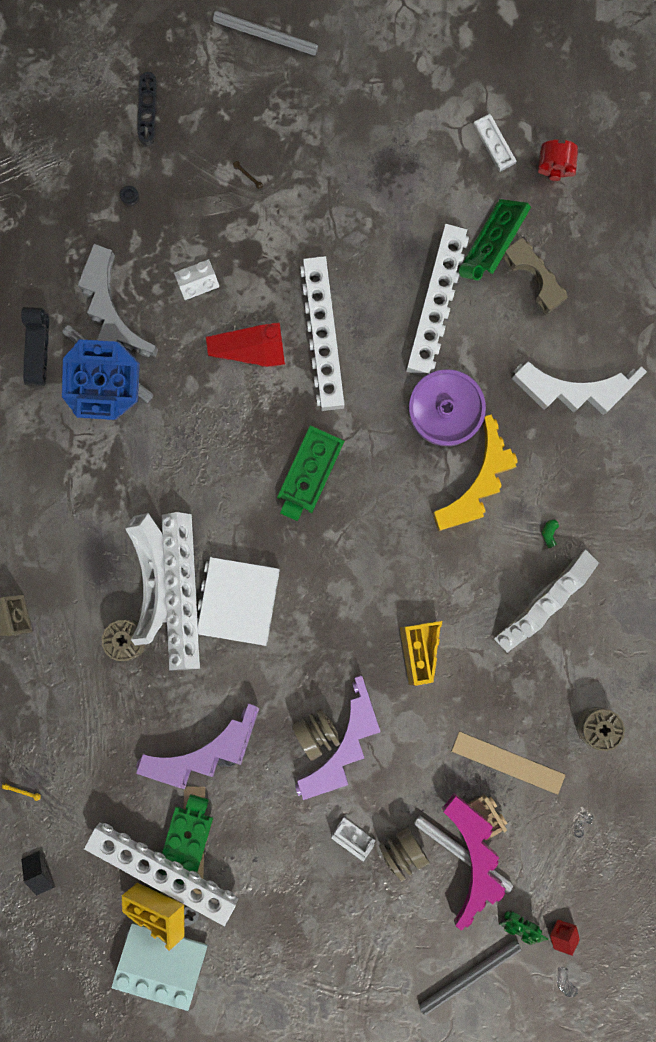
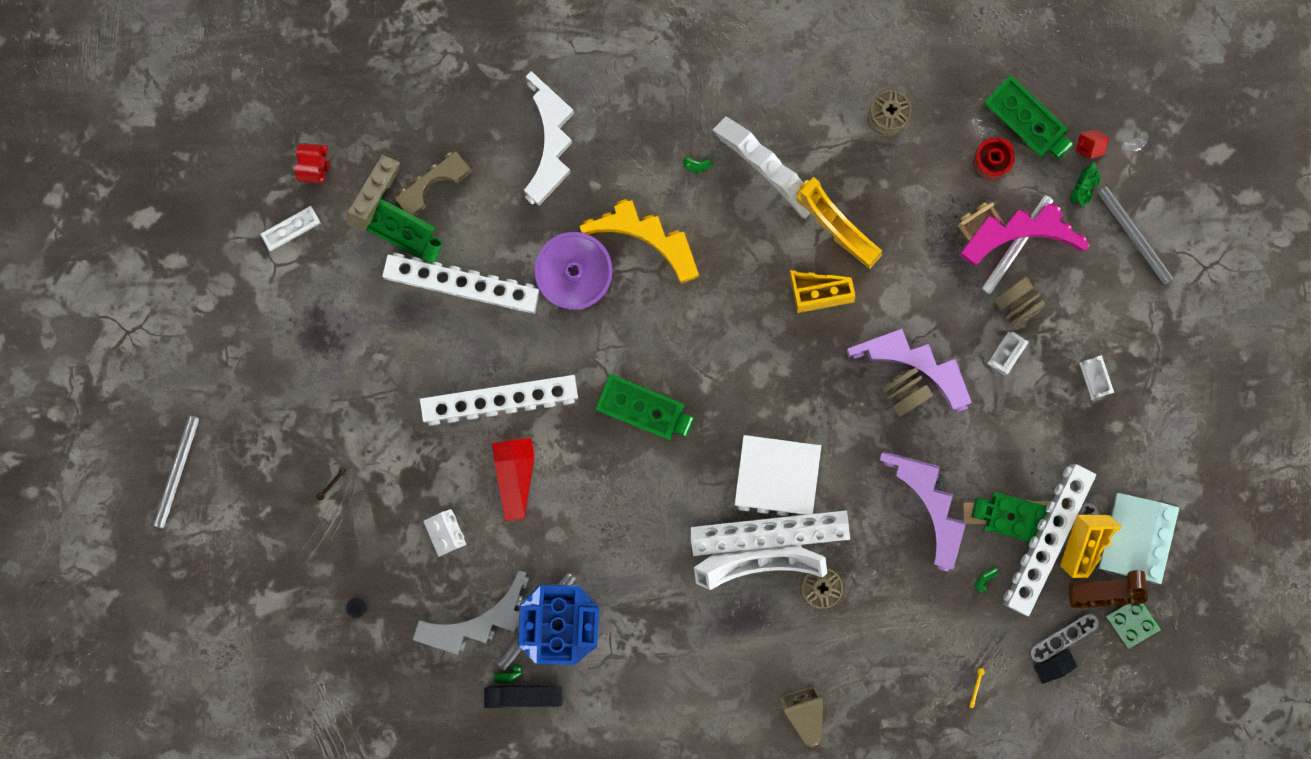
camera: 90 degrees left, 0 degrees up
(55, 336) = (509, 677): none -> green arm
(61, 884) = (1064, 639): none -> light grey beam
(76, 956) = (1133, 623): none -> green hinge
(105, 929) = (1110, 593): none -> reddish brown beam
(129, 806) = (984, 578): none -> green arm
(147, 108) = (261, 593): black beam -> none
(325, 930) = (1096, 377): none -> white hinge
(496, 661) = (814, 200): none -> yellow arch
(508, 763) = (926, 202): tan sticker -> none
(515, 204) = (365, 204): none -> dark tan arch
(549, 845) = (994, 169): none -> red brick
(597, 865) = (1022, 113): none -> green hinge

